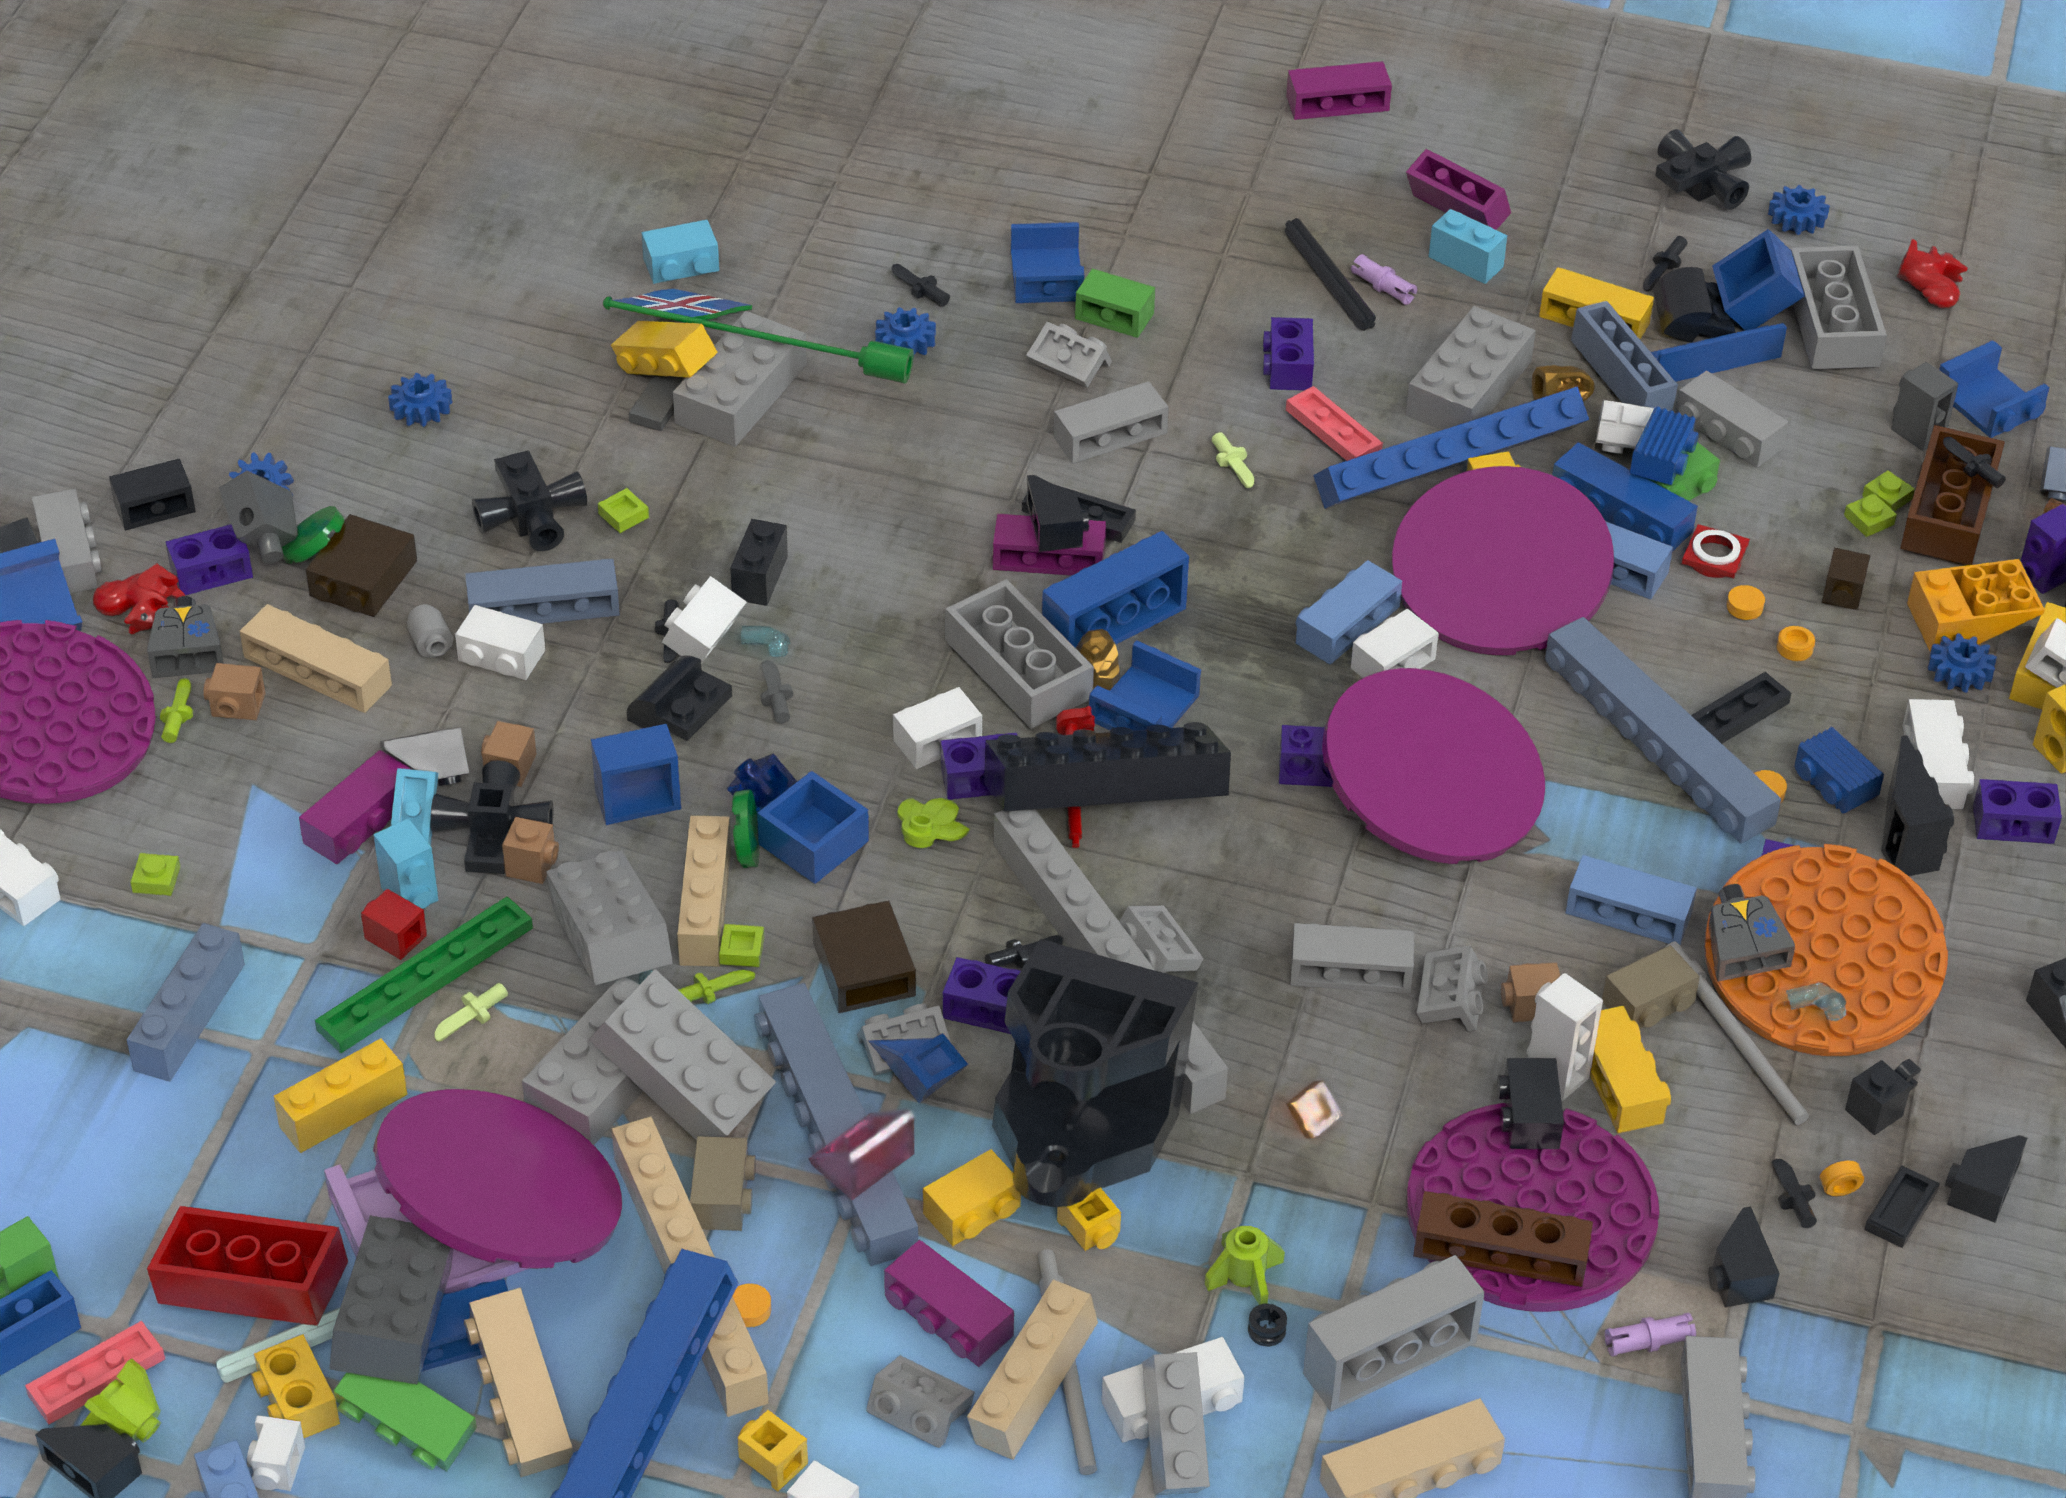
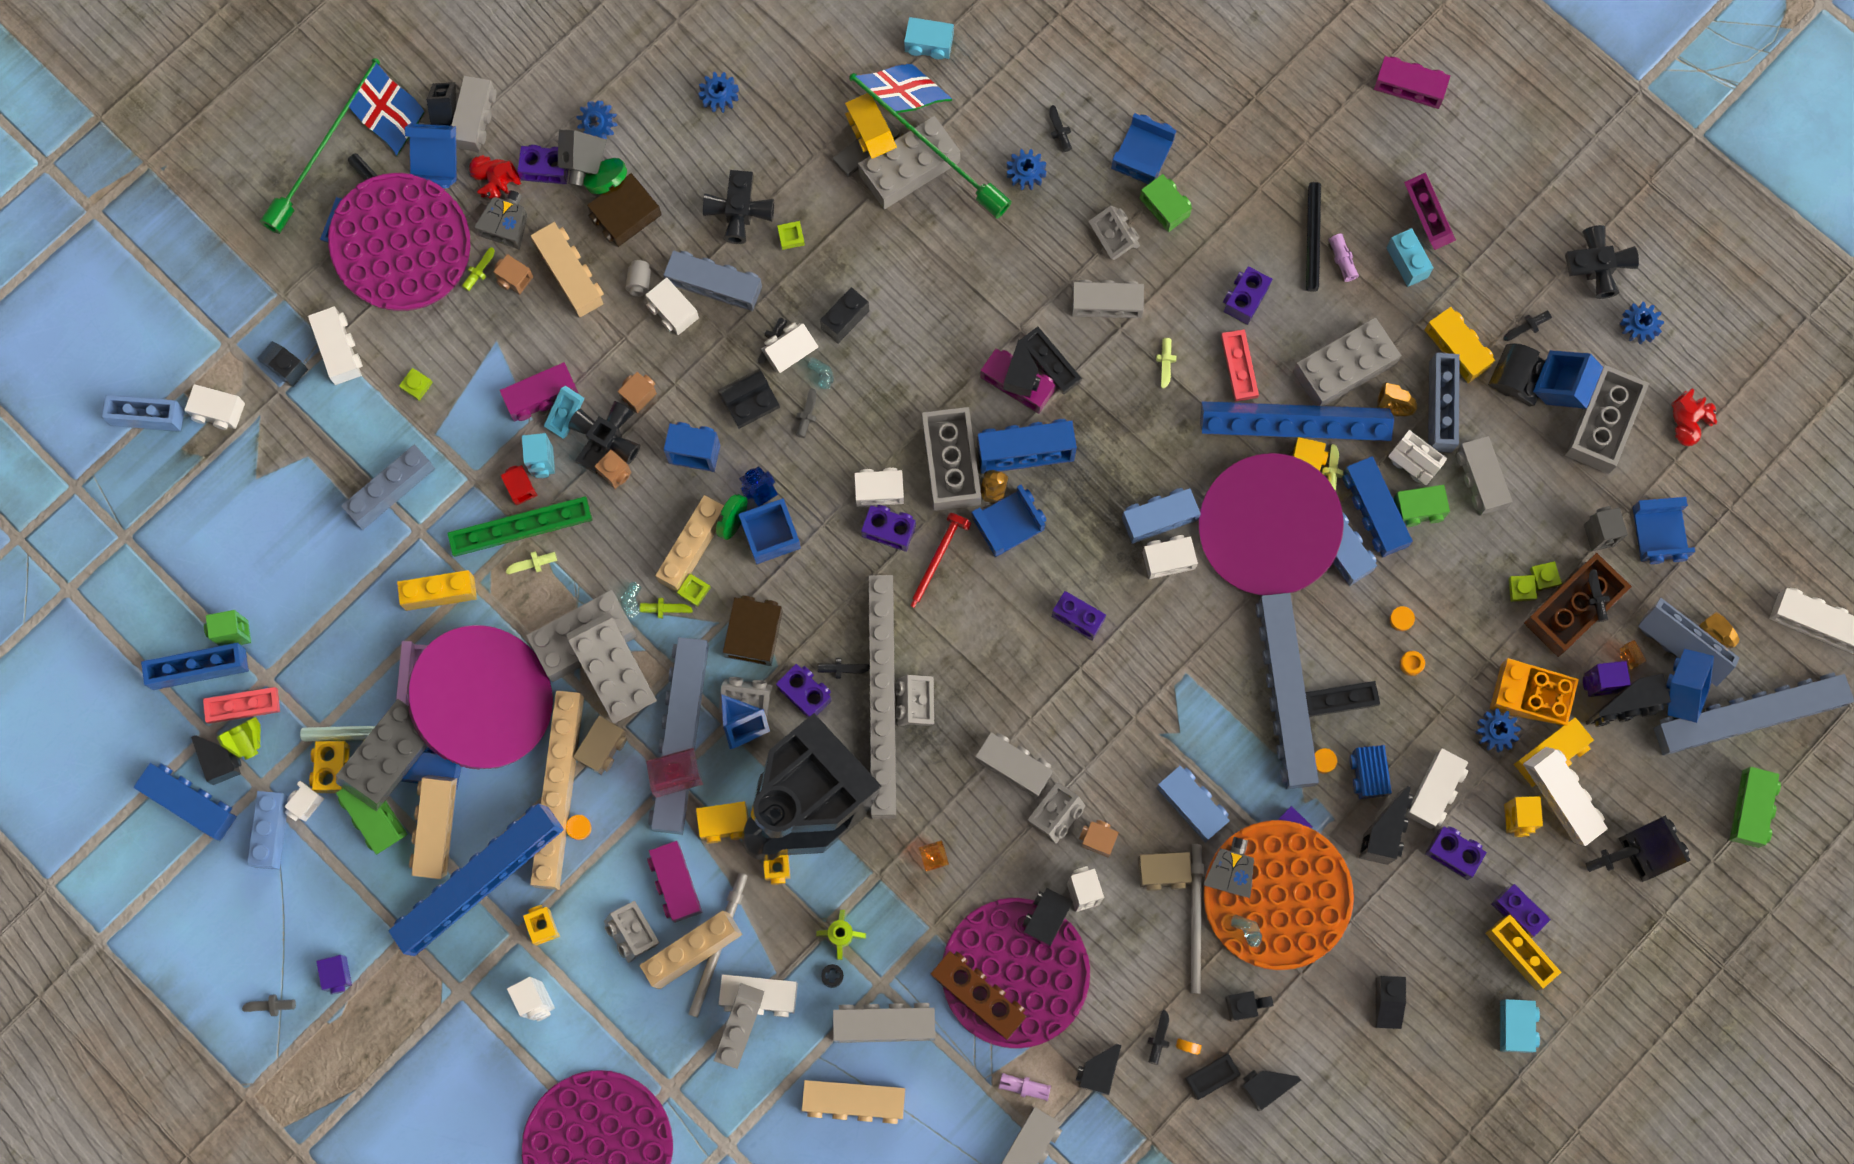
camera: 30 degrees right, 30 degrees up
(152, 494) = (535, 98): black brick -> none
(248, 1265) = (338, 682): red brick -> none
(432, 751) = (593, 370): slope -> none
(609, 917) = (624, 546): light grey brick -> none
(930, 821) = (845, 550): lime plate -> none
(1106, 767) = (947, 575): black brick -> none
(1433, 765) = (1135, 659): magenta tile -> none
(1627, 1074) = (1115, 914): yellow brick -> none
(1664, 446) = (1416, 491): blue brick -> none
(1715, 566) = (1408, 587): red piece -> none
(1723, 352) = (1510, 415): blue panel -> none
(1846, 578) = (1470, 634): dark brown brick -> none

